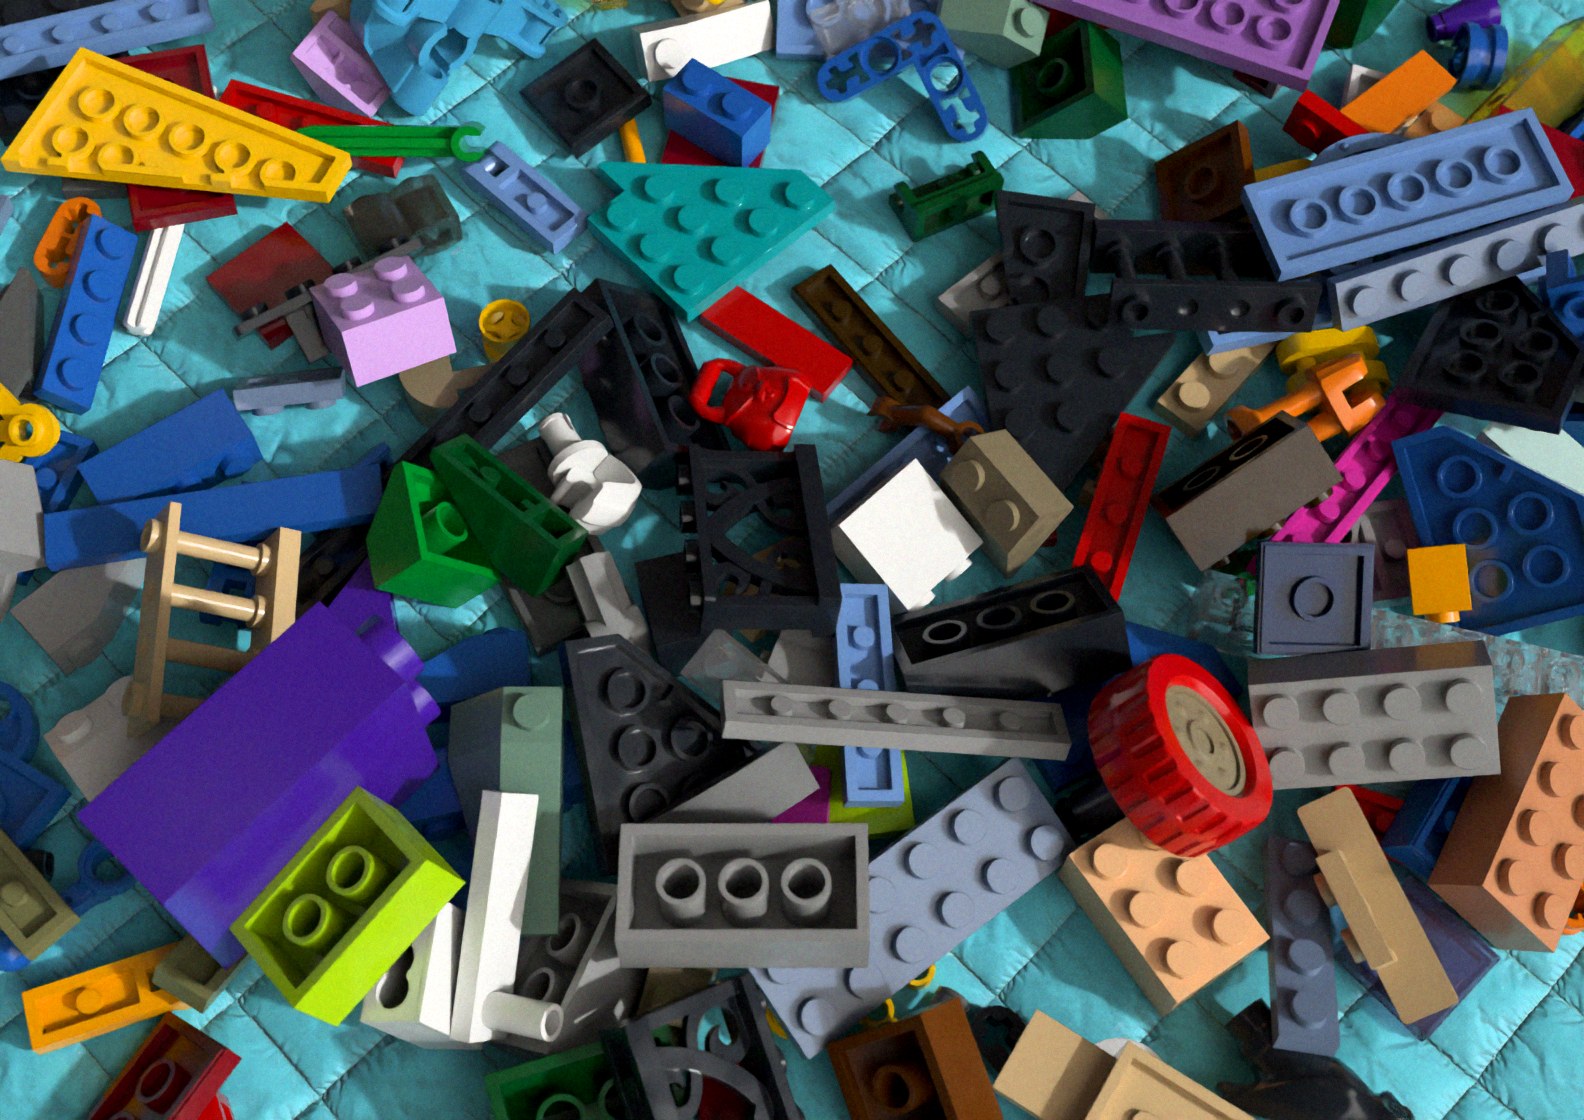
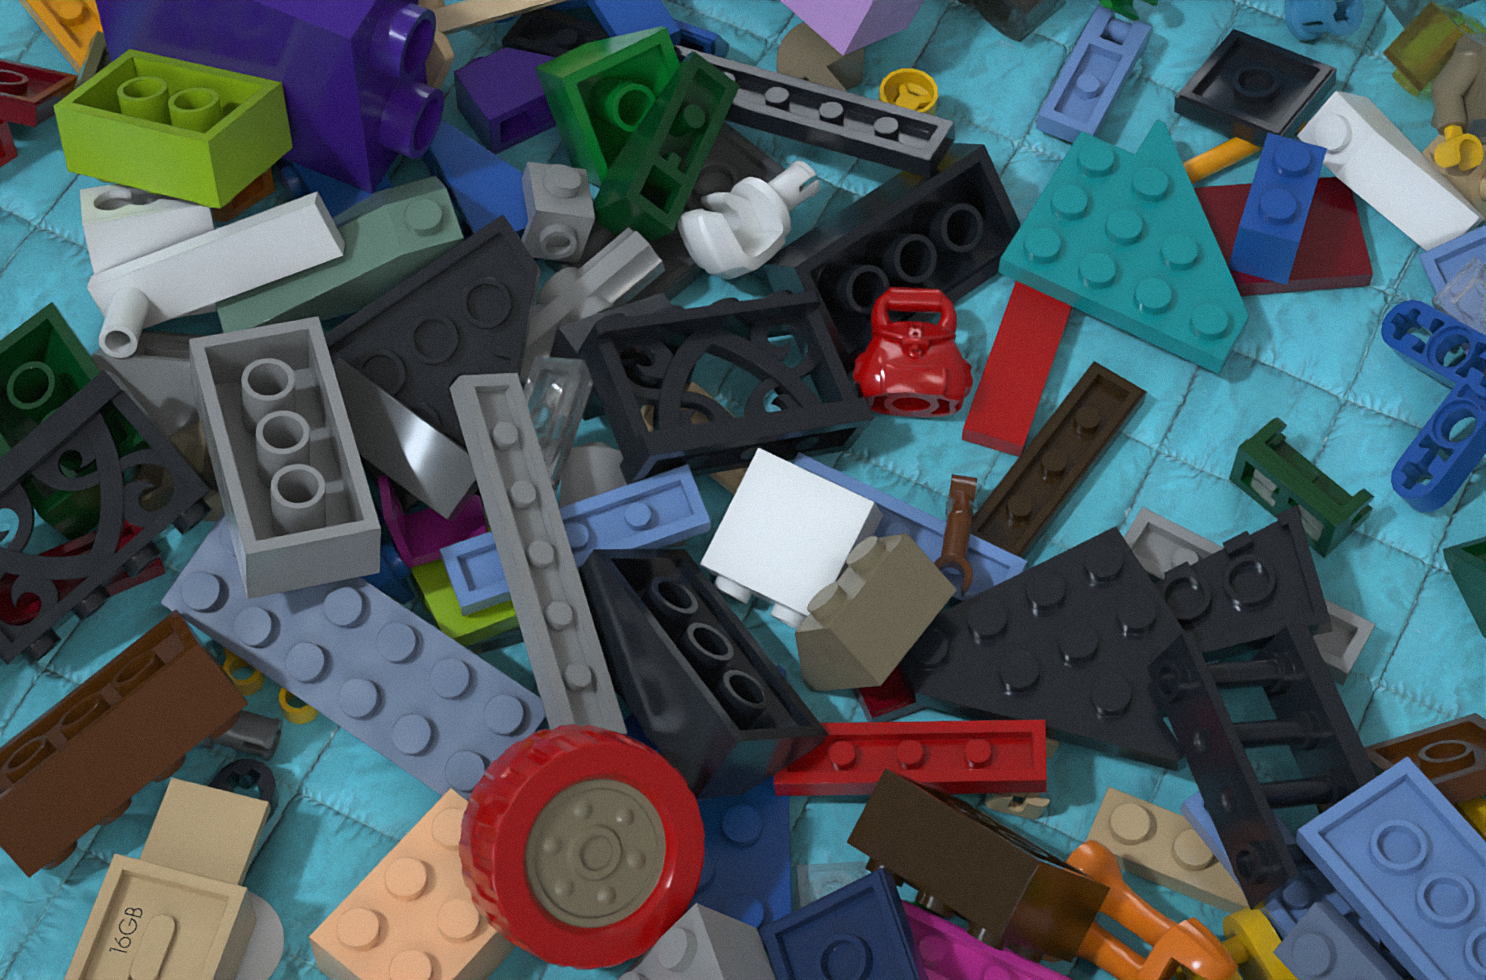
camera: 75 degrees right, 5 degrees down
(520, 616) = (557, 211): none -> light grey bracket

